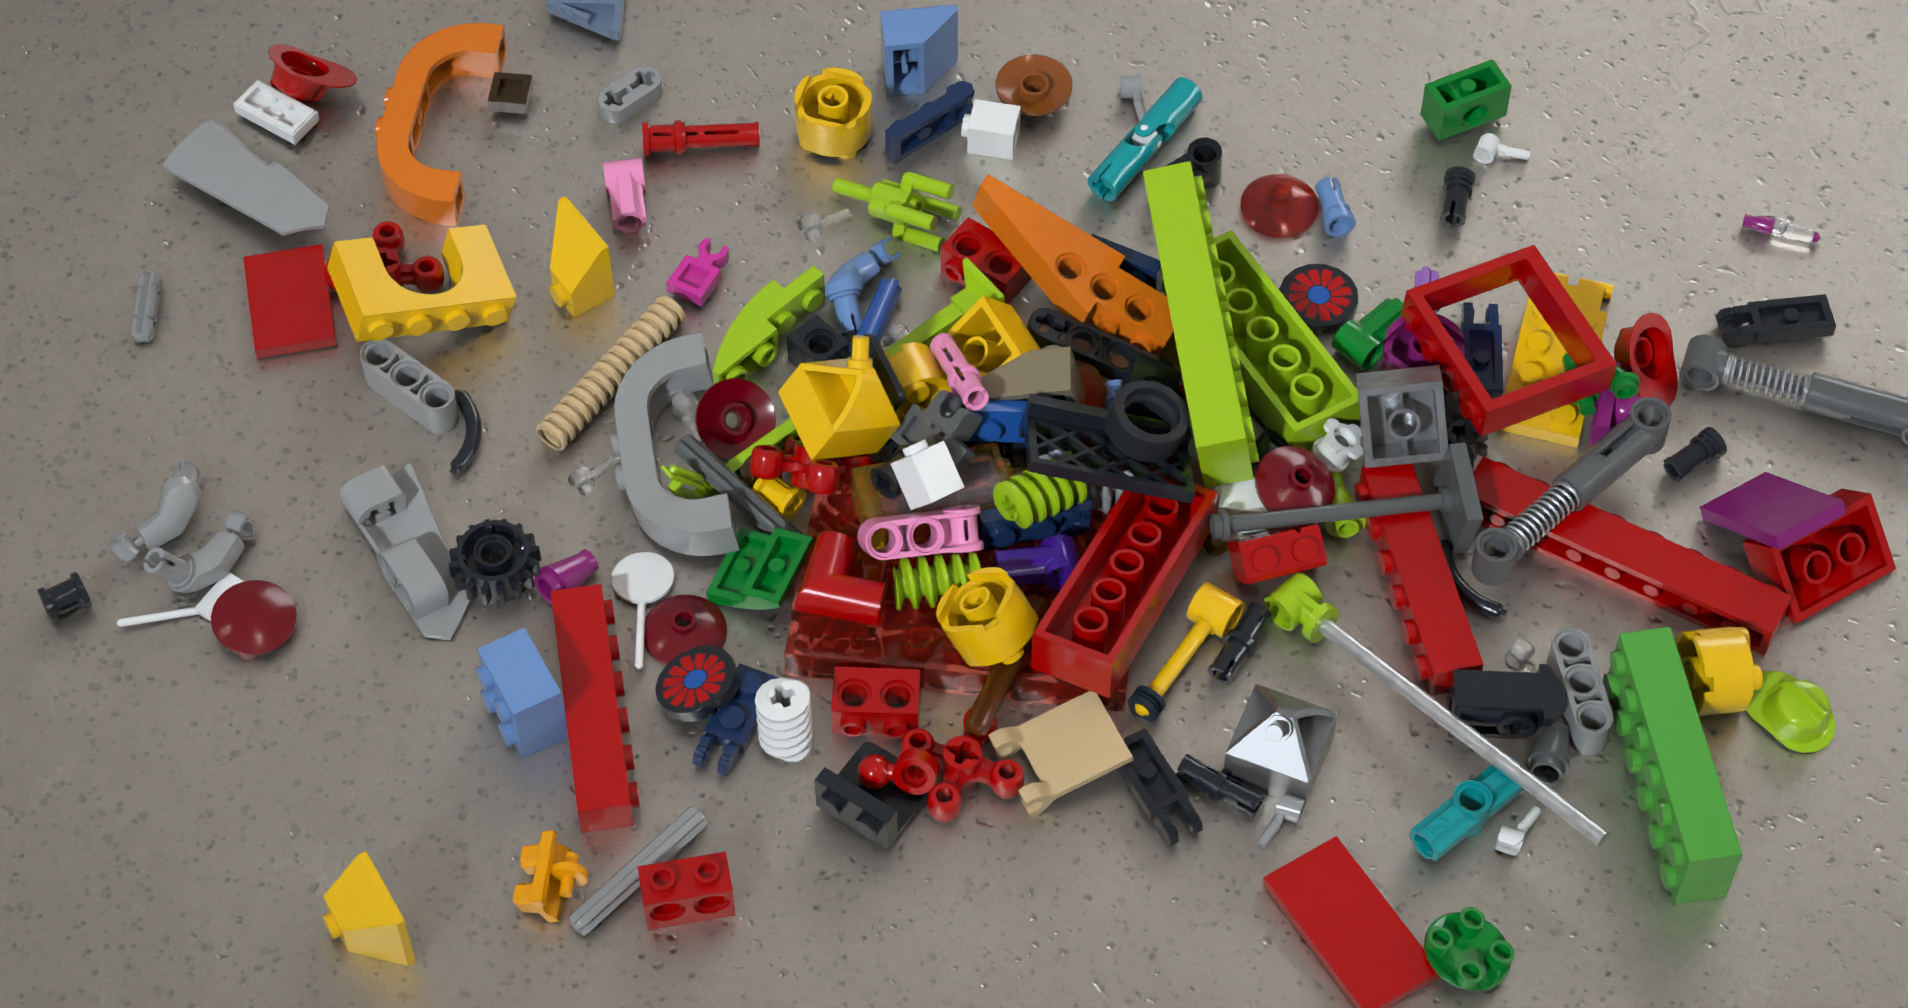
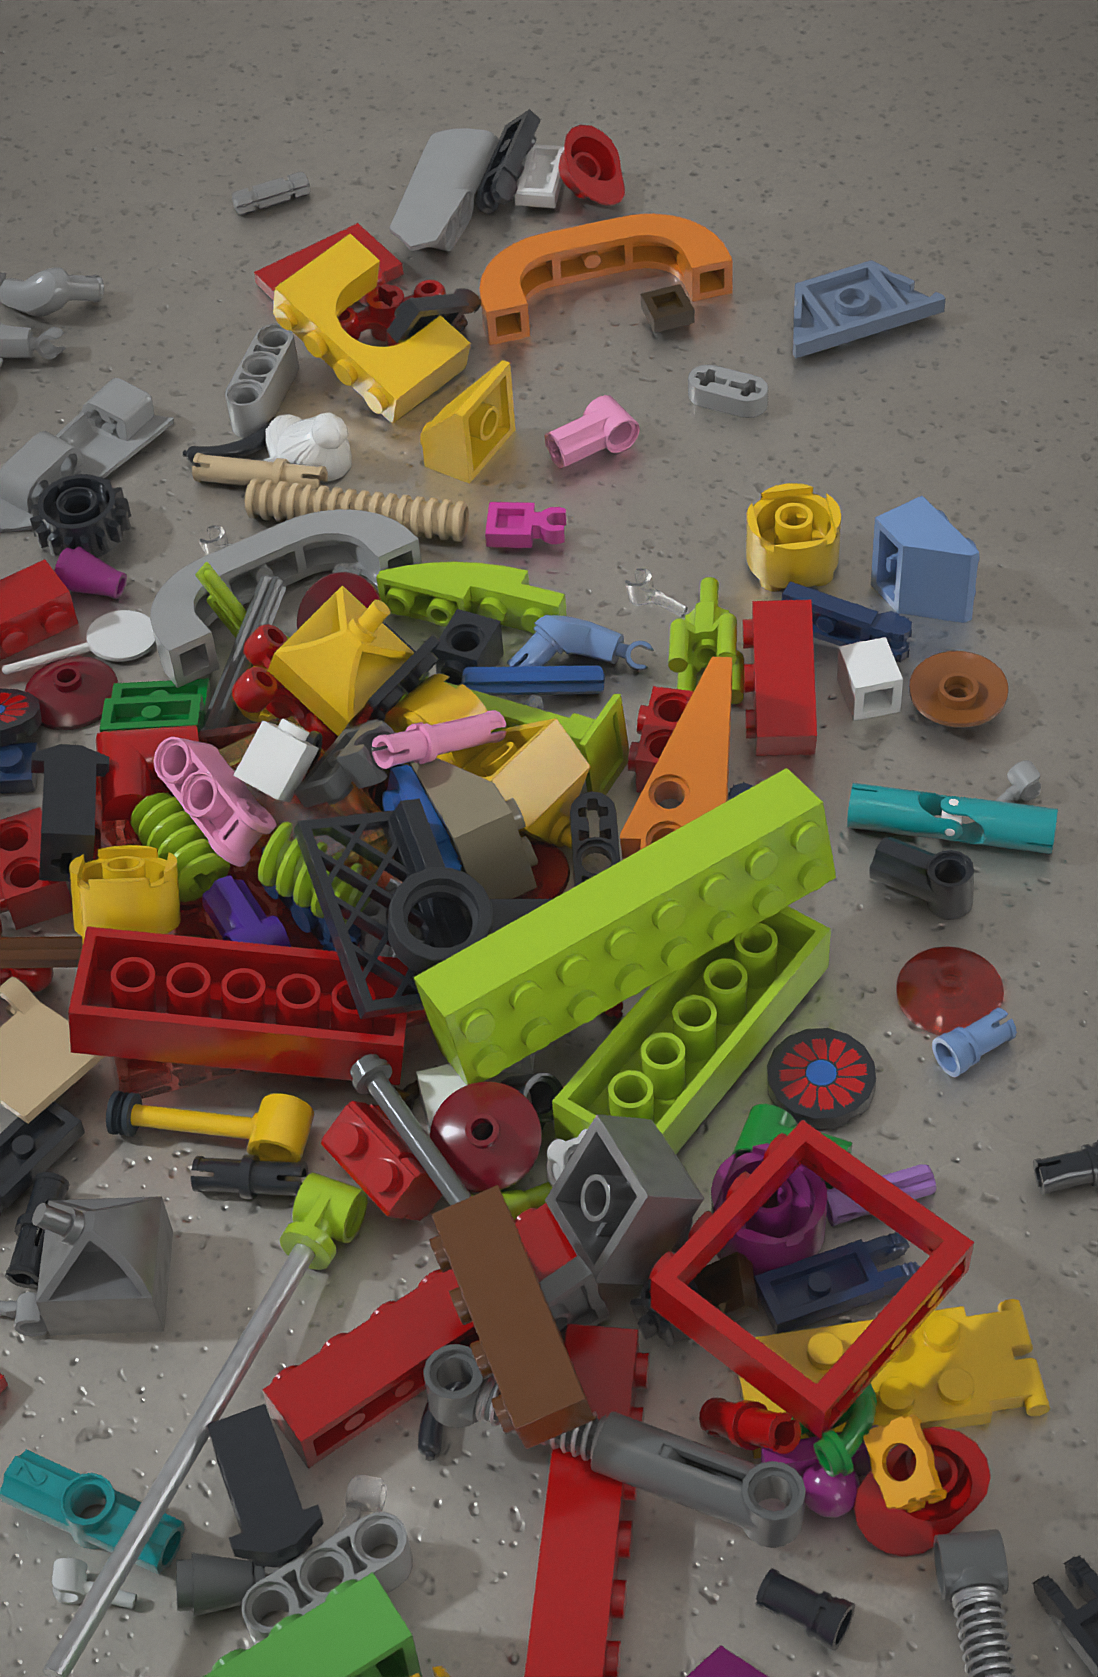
camera: 70 degrees right, 5 degrees down
(250, 121) = (506, 163): none -> black hinge
(434, 236) = (418, 312): none -> black hinge
(512, 378) = (311, 442): none -> white hair
(520, 425) = (242, 471): none -> tan pin
(680, 137) = (729, 488): red pin -> none
(874, 636) = (67, 806): none -> black piece
(966, 160) = (781, 678): none -> red wedge
(1484, 491) = (511, 1317): none -> reddish brown brick
(1574, 426) = (750, 1425): none -> red pin
(1626, 359) = (923, 1484): none -> light orange piece

